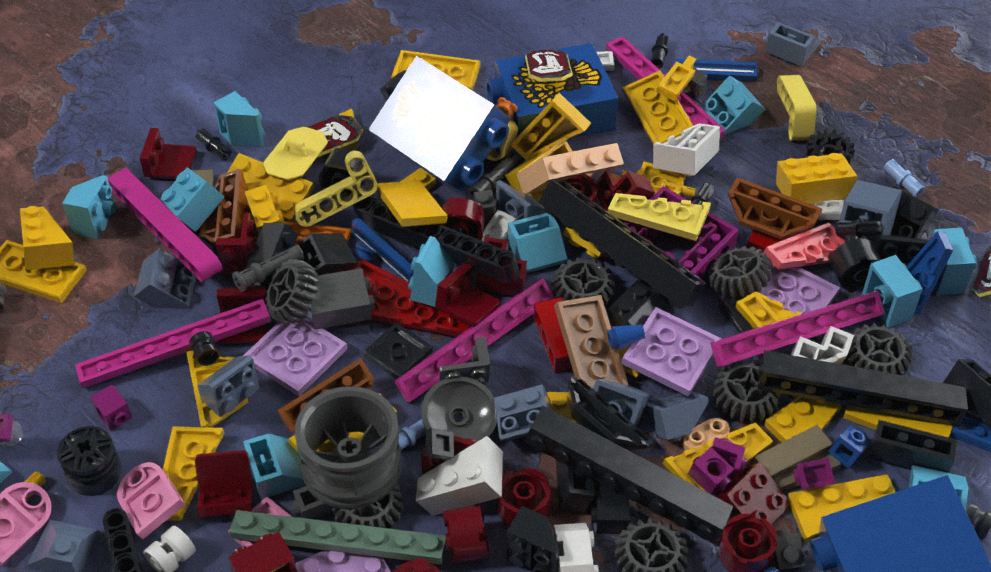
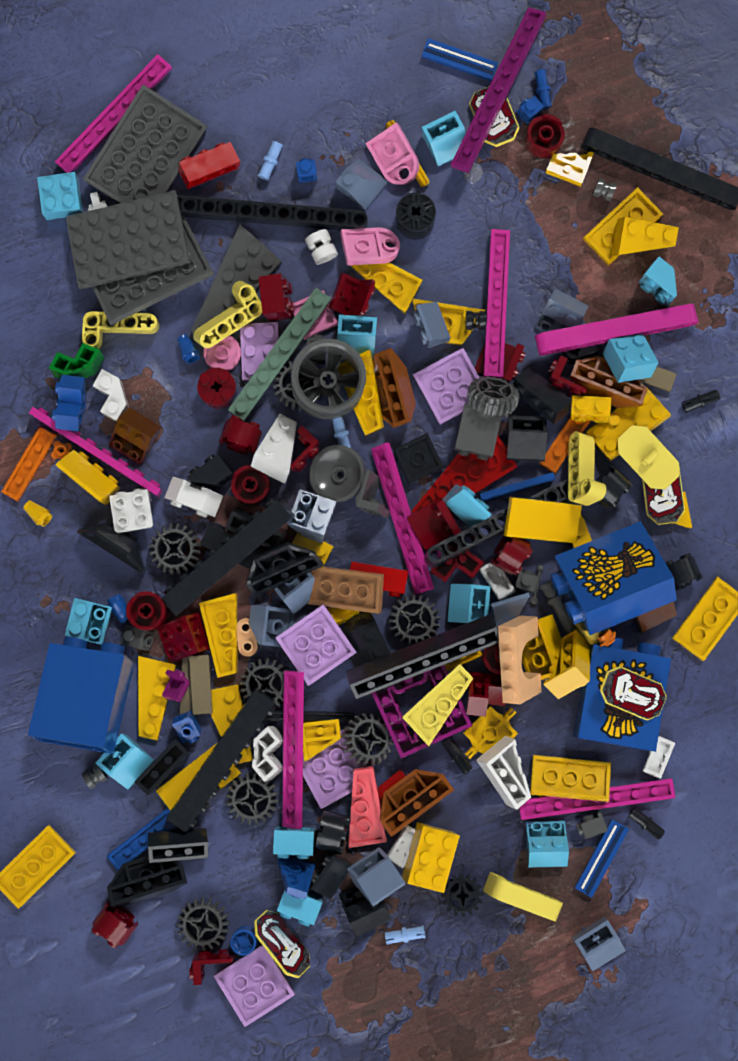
camera: 115 degrees right, 35 degrees up
(111, 407) = (459, 244): magenta brick -> none
(165, 160) = (697, 359): dark red bracket -> none
(239, 121) = (710, 425): medium azure slope -> none
(260, 271) = (521, 377): dark grey pin -> none
(363, 252) = (523, 471): blue bush -> none
(439, 444) = (299, 438): black plate -> none
(623, 336) = (337, 612): blue cone -> none
(677, 79) = (586, 805): yellow hinge -> none
(711, 462) = (215, 616): magenta brick -> none
(731, 454) = (217, 635): magenta bracket -> none
(858, 228) = (360, 853): black axle -> none

